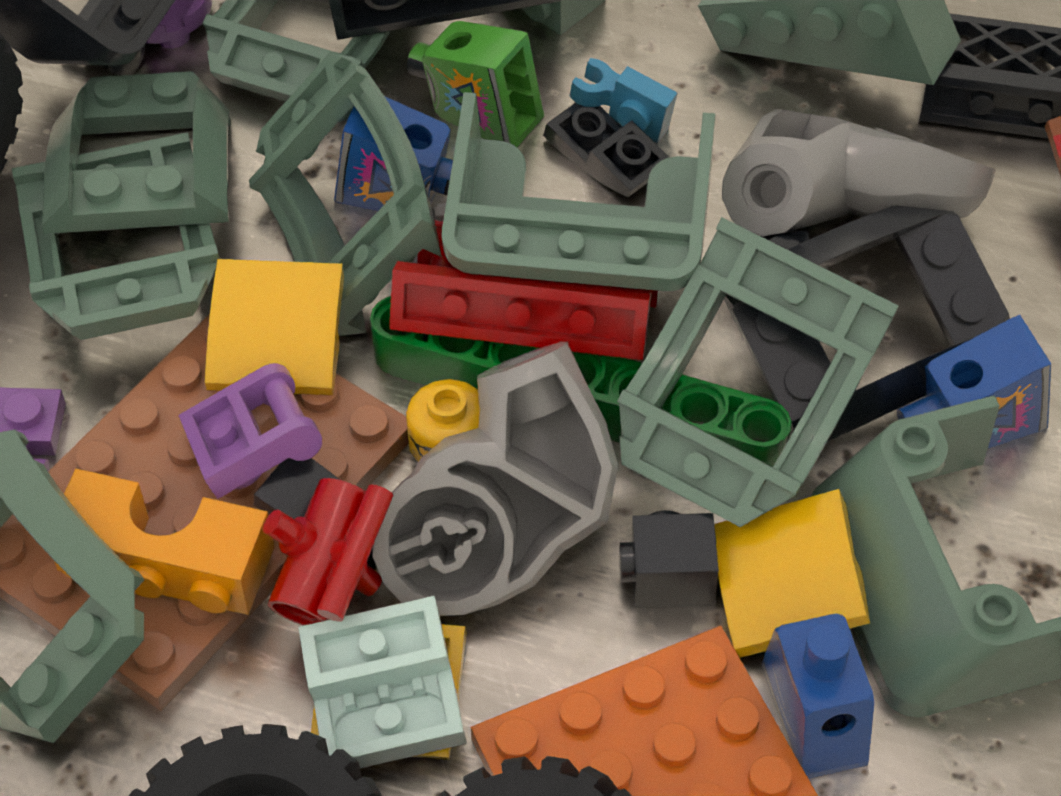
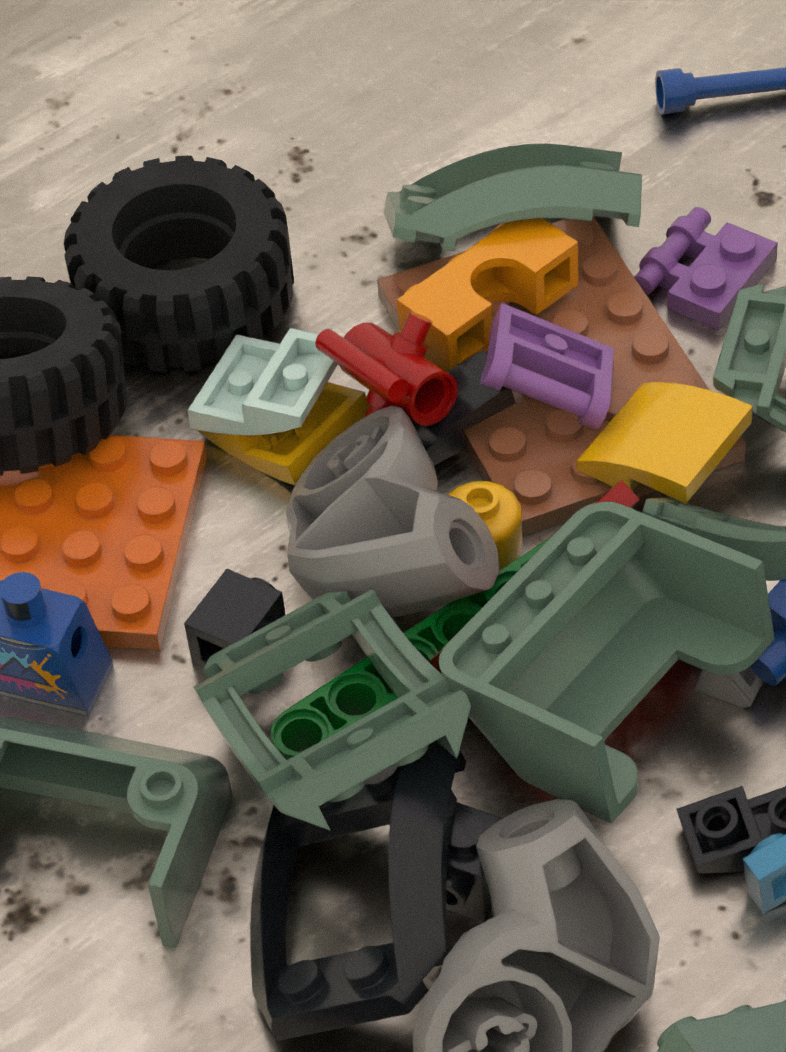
camera: 125 degrees right, 5 degrees down
(789, 570) = (143, 685): yellow slope -> none
(995, 363) = (205, 911): blue torso -> none

